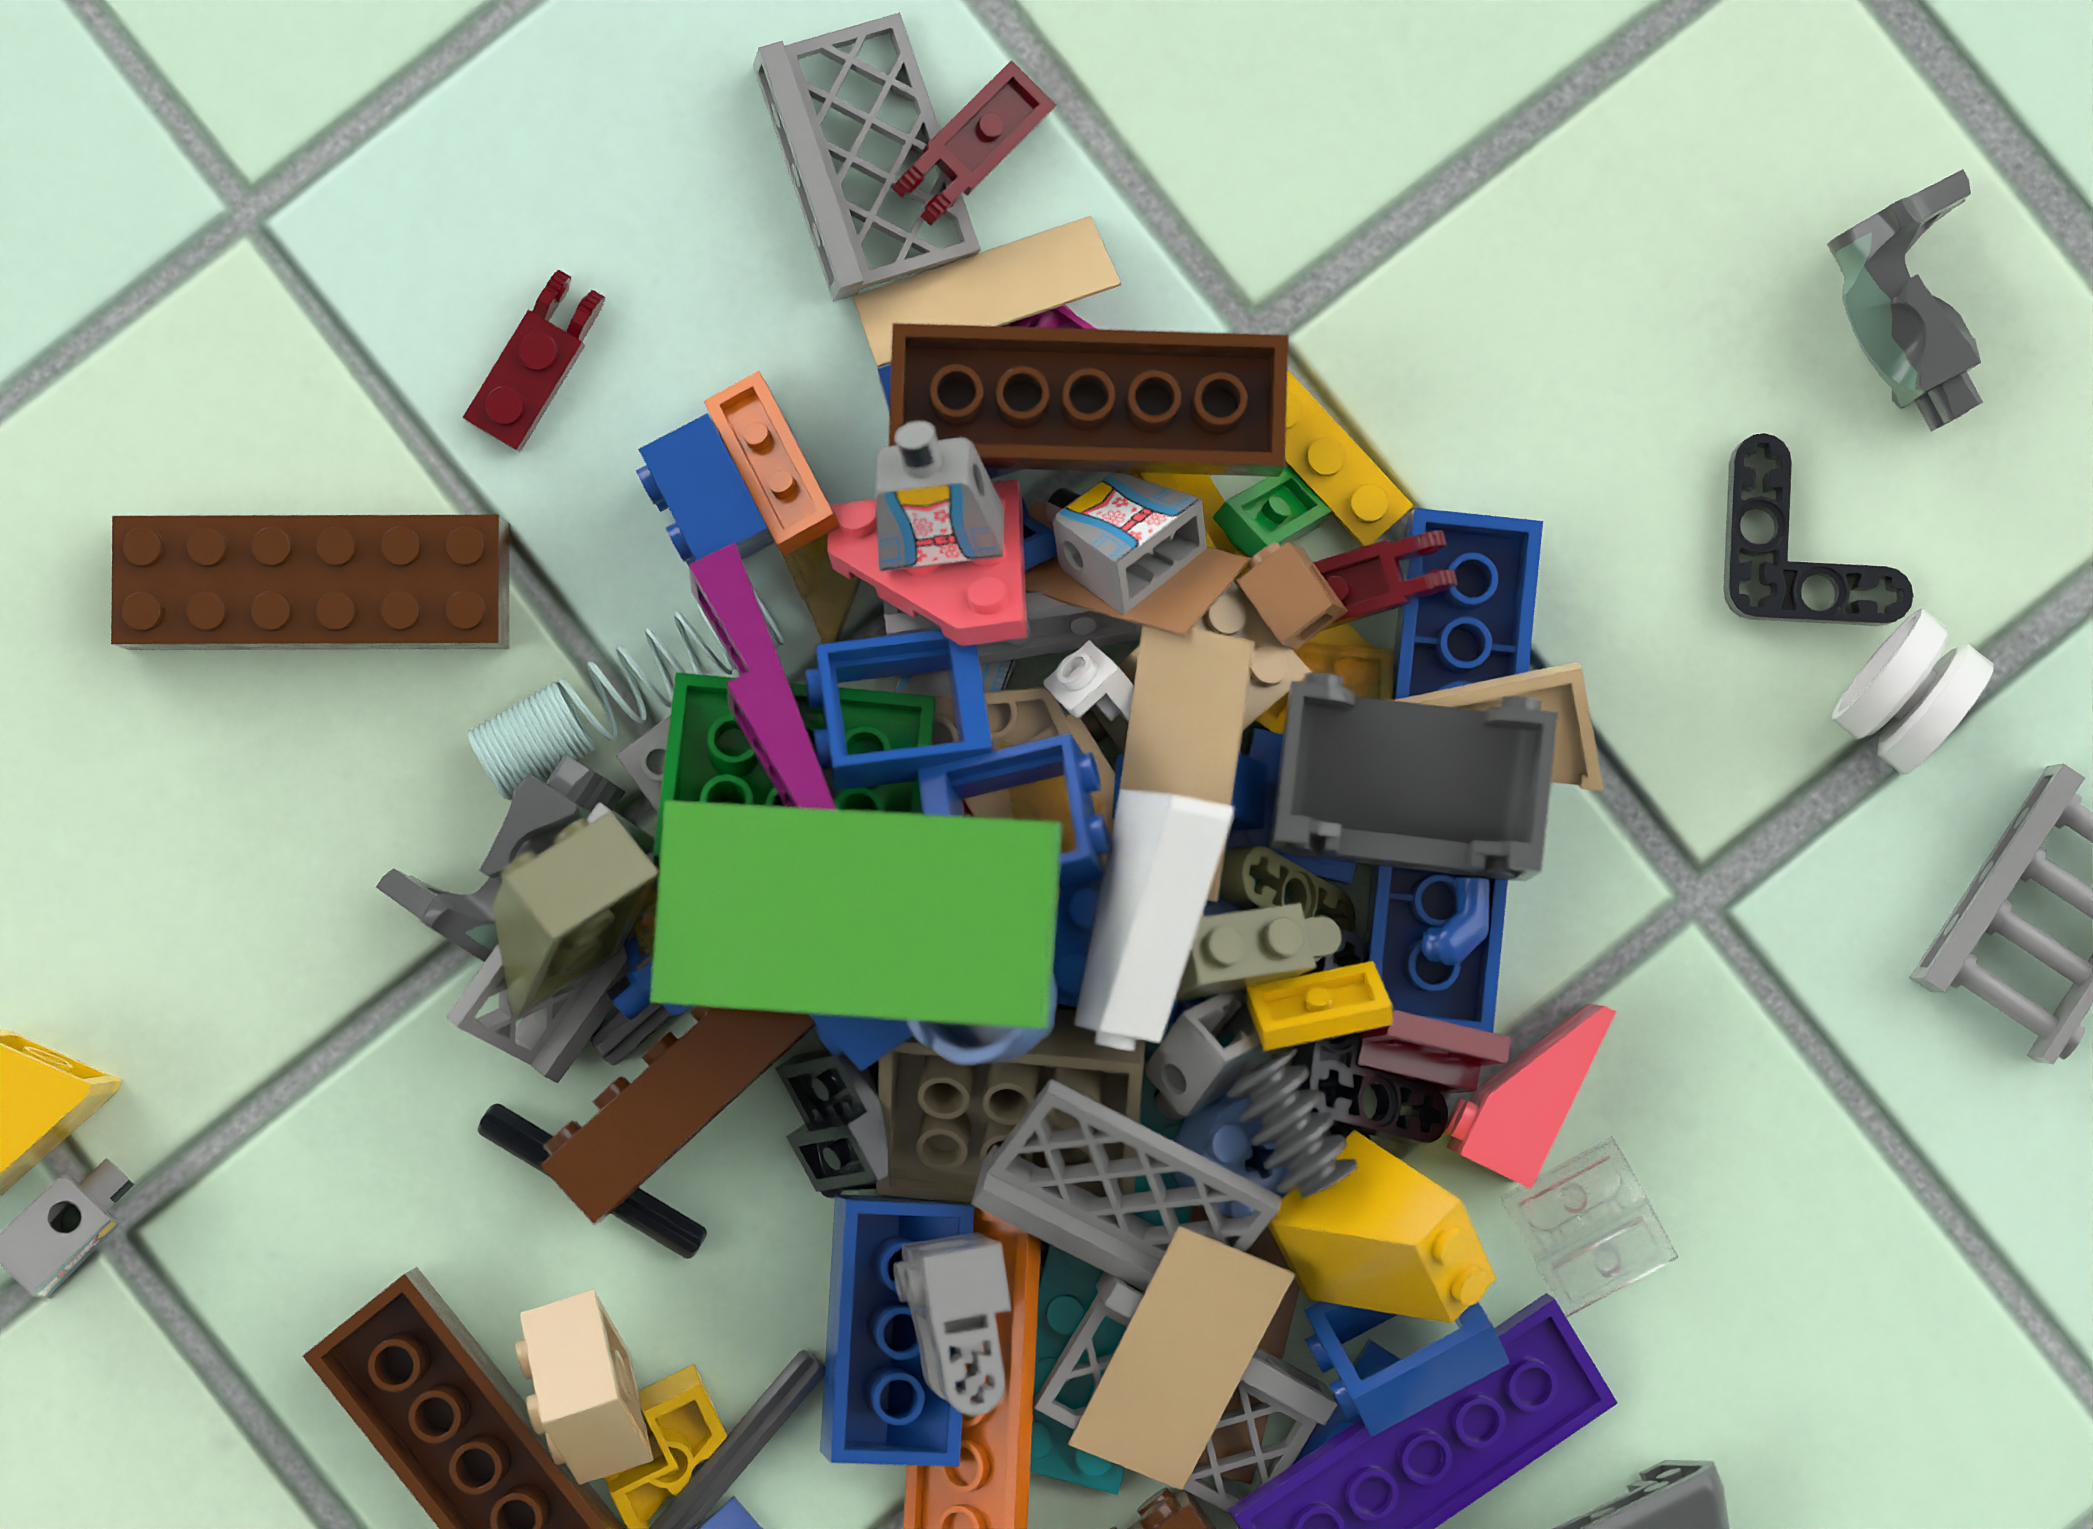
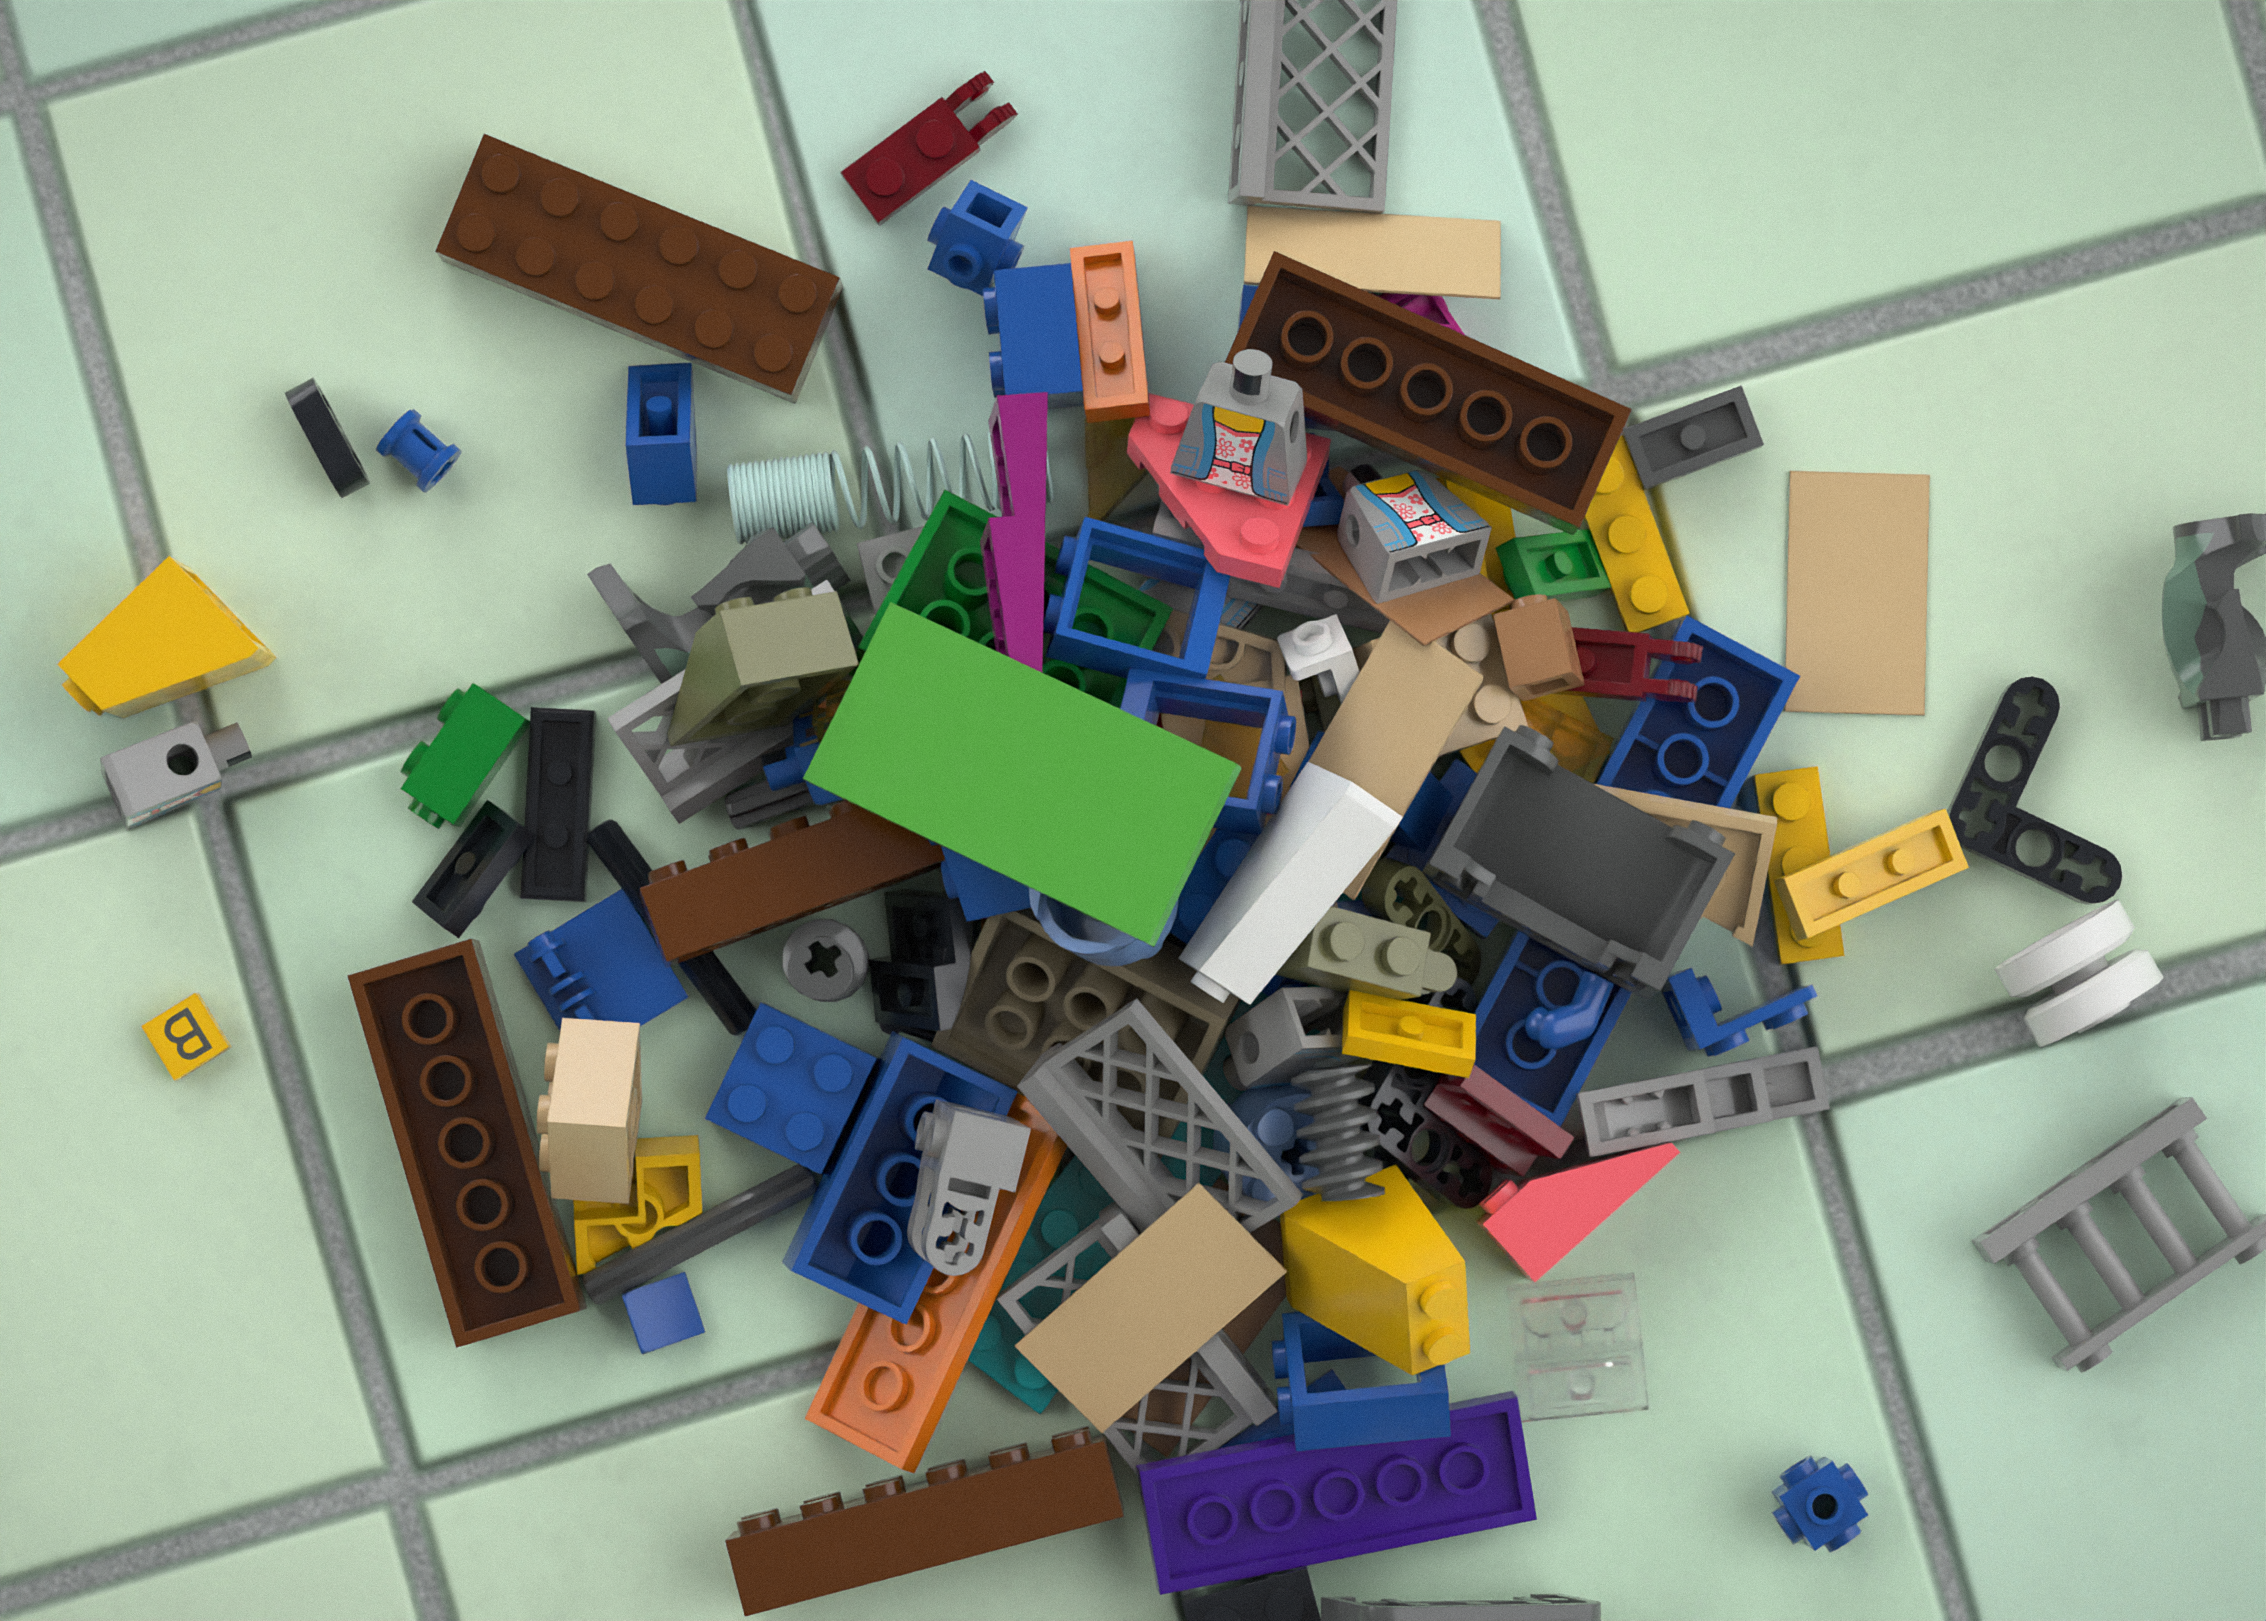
camera: 25 degrees right, 0 degrees up
(84, 857) = (327, 438): none -> black beam
(174, 834) = (418, 450): none -> blue bush
(180, 1468) = (186, 1036): none -> yellow tile
(331, 1103) = (462, 757): none -> green brick
(383, 1203) = (473, 869): none -> black plate
(394, 728) = (661, 434): none -> blue slope
(439, 1110) = (558, 804): none -> black tile
(540, 1247) = (601, 967): none -> blue hinge
(612, 426) = (976, 238): none -> blue brick
(720, 1158) = (800, 955): none -> dark grey piece
(762, 1287) = (792, 1088): none -> blue brick
(978, 138) = (1425, 107): dark red hinge -> none
(1350, 342) = (1692, 438): none -> dark grey plate
(1559, 422) = (1857, 592): none -> tan sticker
(1569, 863) = (1694, 1002): none -> blue bracket
(1612, 953) = (1702, 1101): none -> light grey slope
(1619, 709) = (1798, 842): none -> yellow plate
(1681, 678) = (1871, 874): none -> yellow plate
(1851, 1276) = (1796, 1495): none -> blue brick

